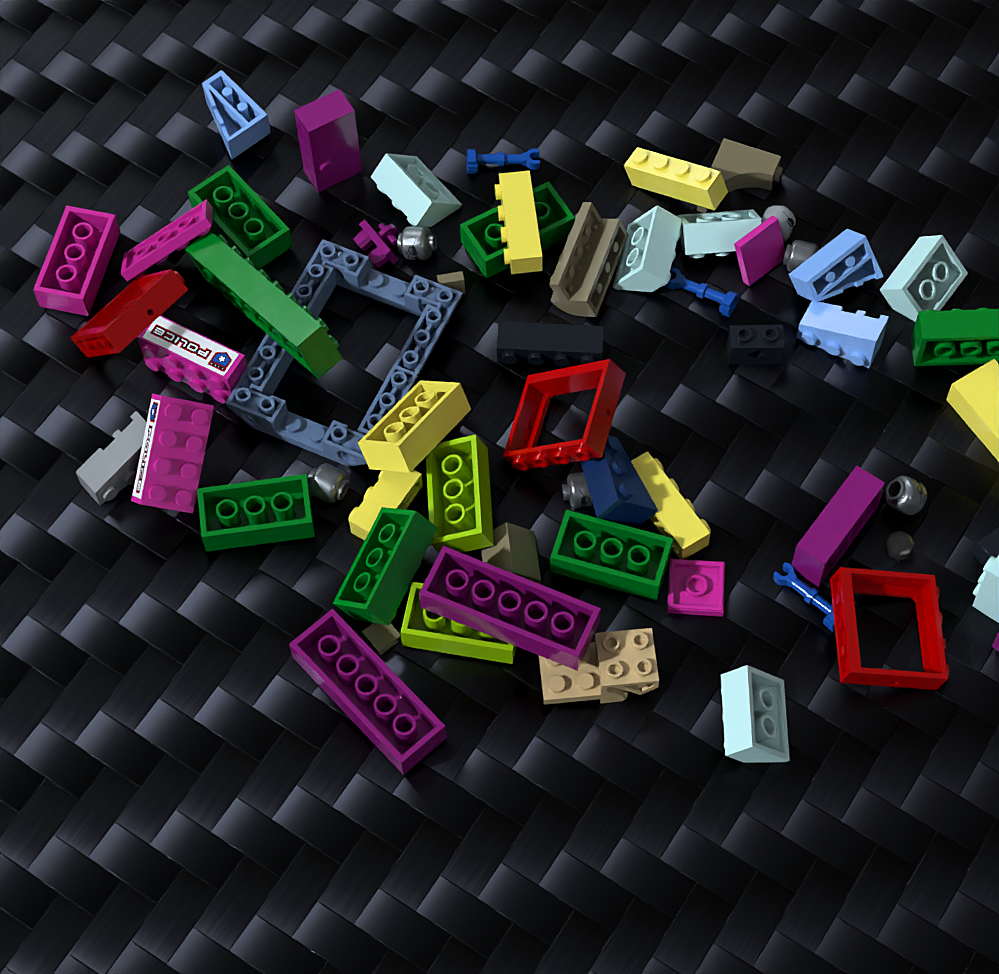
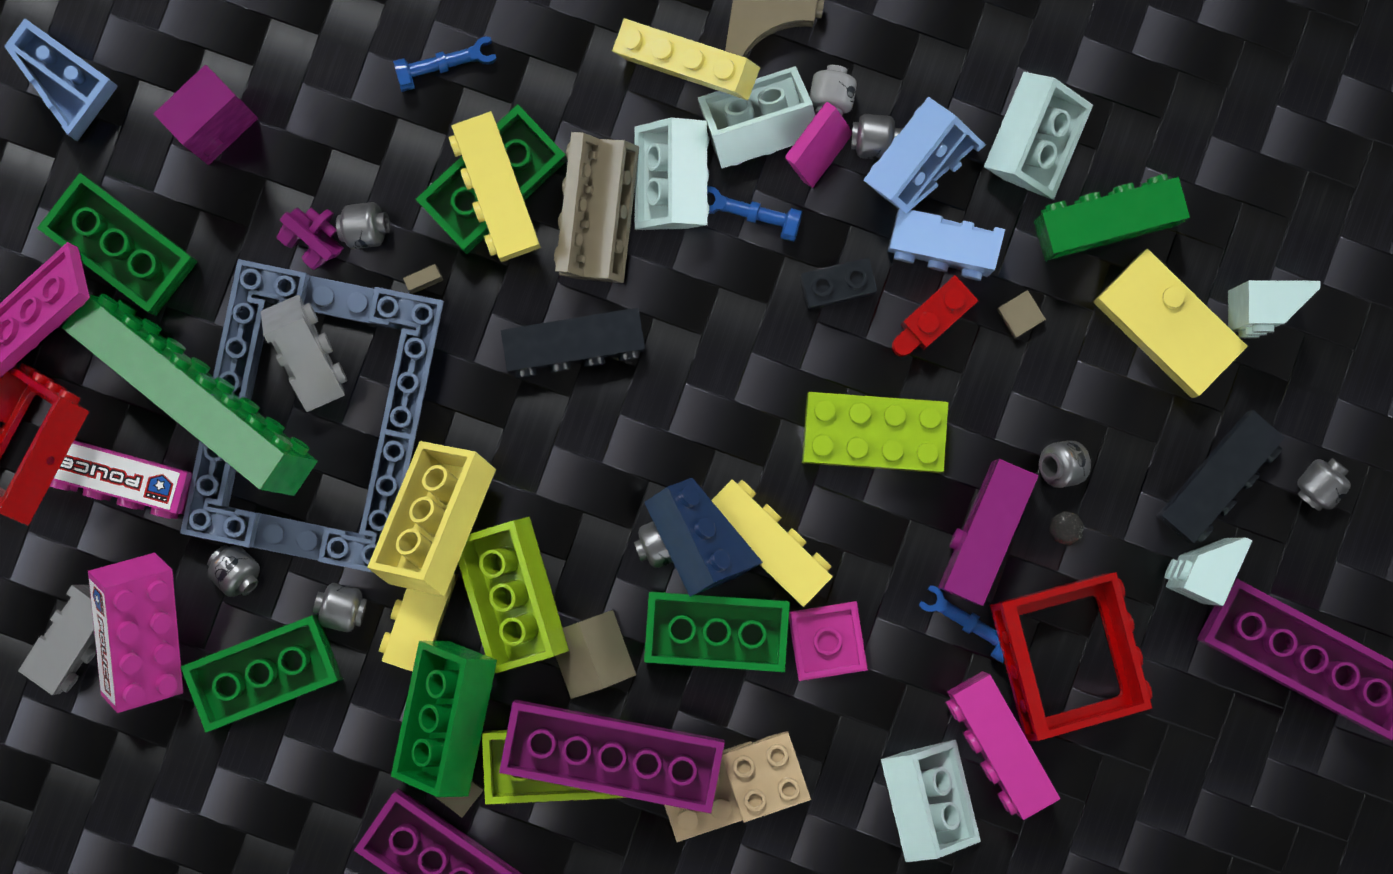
camera: 15 degrees left, 25 degrees up
(255, 443) = (233, 571): none -> flat silver head
(352, 304) = (303, 352): none -> light grey wedge
(414, 189) = (339, 140): light aqua slope -> none
(533, 405) = (573, 448): red piece -> none
(763, 446) = (875, 432): none -> lime brick
(820, 680) = (1003, 745): none -> dark pink brick
(824, 379) = (934, 317): none -> red brick
(890, 395) = (1021, 314): none -> dark tan tile

